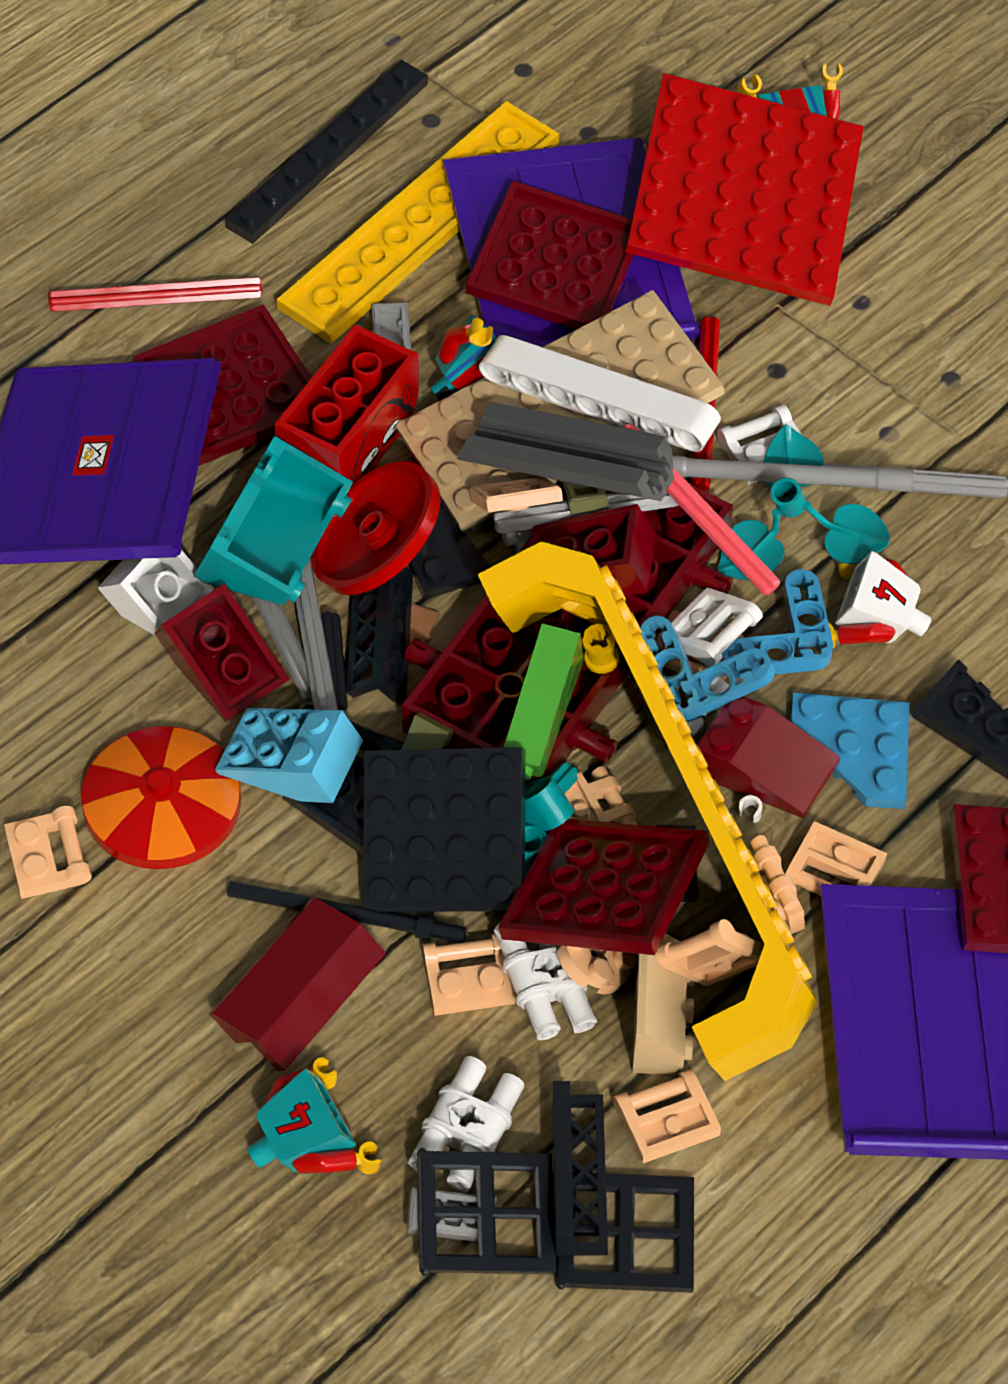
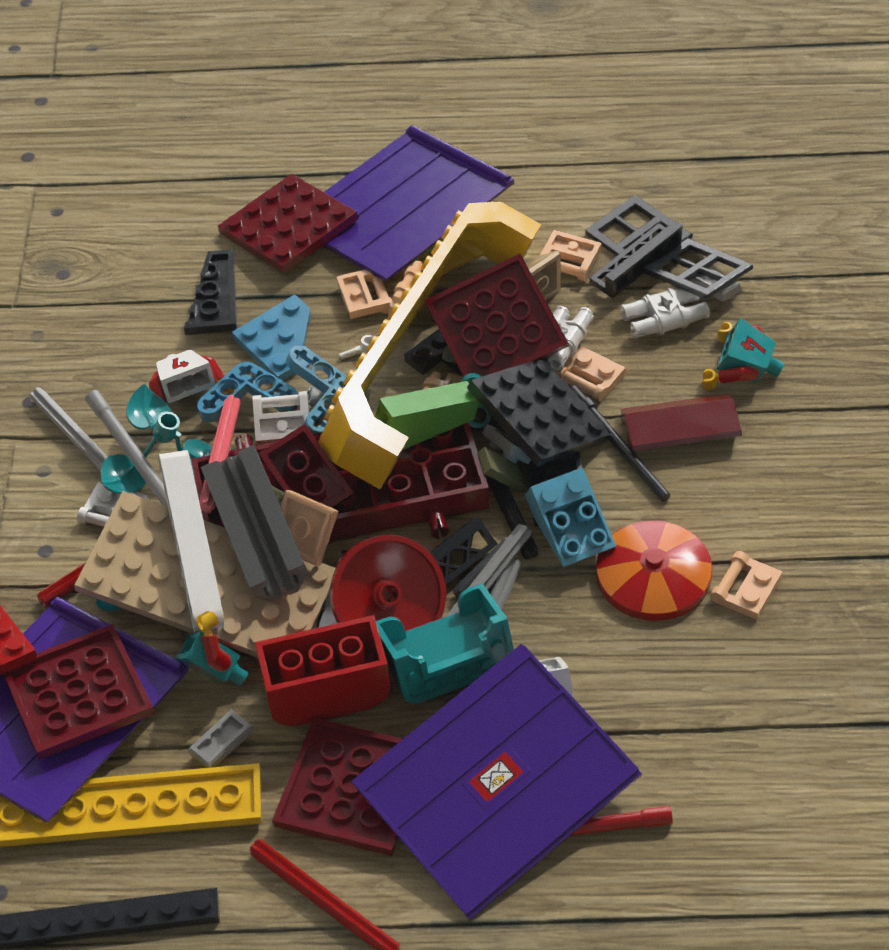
camera: 130 degrees left, 5 degrees down
(221, 653) = (542, 616): dark red slope -> none
(711, 954) = (477, 254): light nougat plate -> none
(766, 756) = (335, 342): dark red slope -> none

